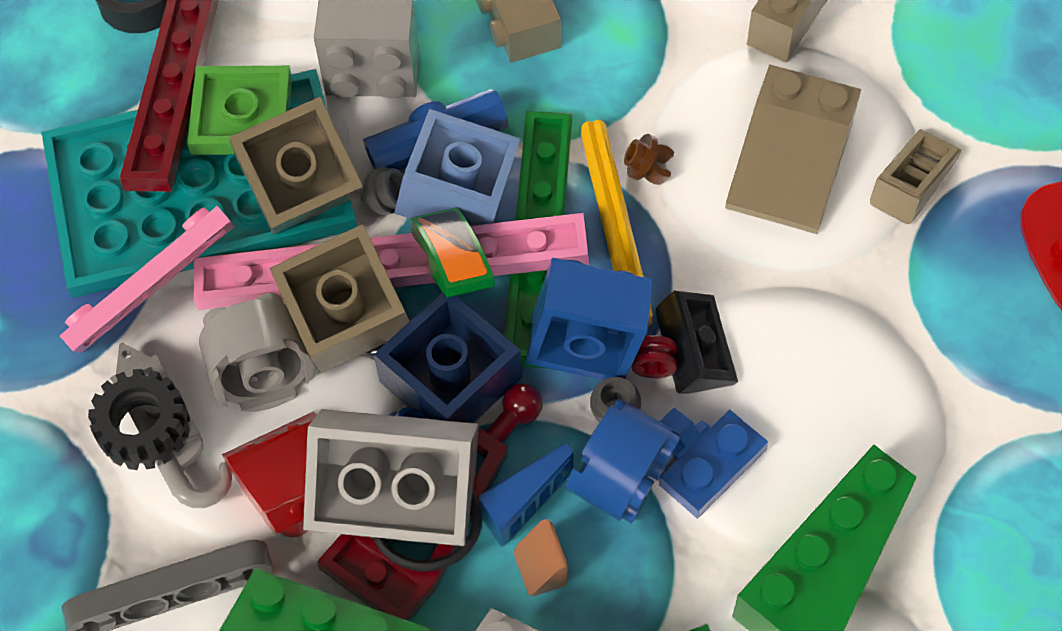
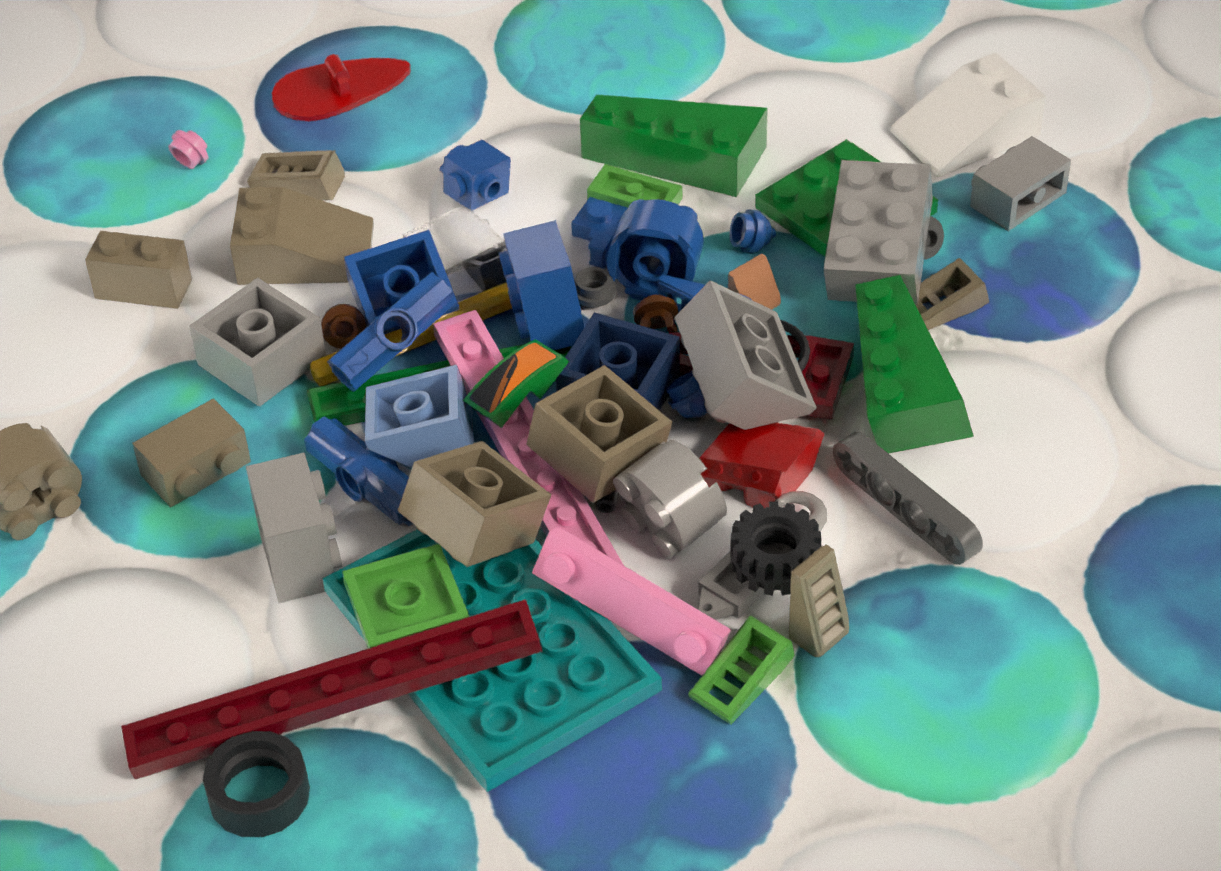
camera: 110 degrees left, 15 degrees down
(63, 438) = (817, 603): none -> dark tan slope
(65, 394) = (750, 635): none -> bright green slope
(538, 438) = (656, 313): none -> reddish brown plate
(584, 175) = (371, 348): none -> blue piece
(634, 73) = (258, 341): none -> light grey brick
(643, 597) = (751, 231): none -> blue plate
(665, 210) = (389, 271): none -> blue slope
(755, 490) = (625, 186): none -> bright green plate
(757, 298) = (460, 237): none -> clear piece
(839, 329) = (475, 174): none -> blue brick
(983, 81) = (188, 148): none -> bright pink plate

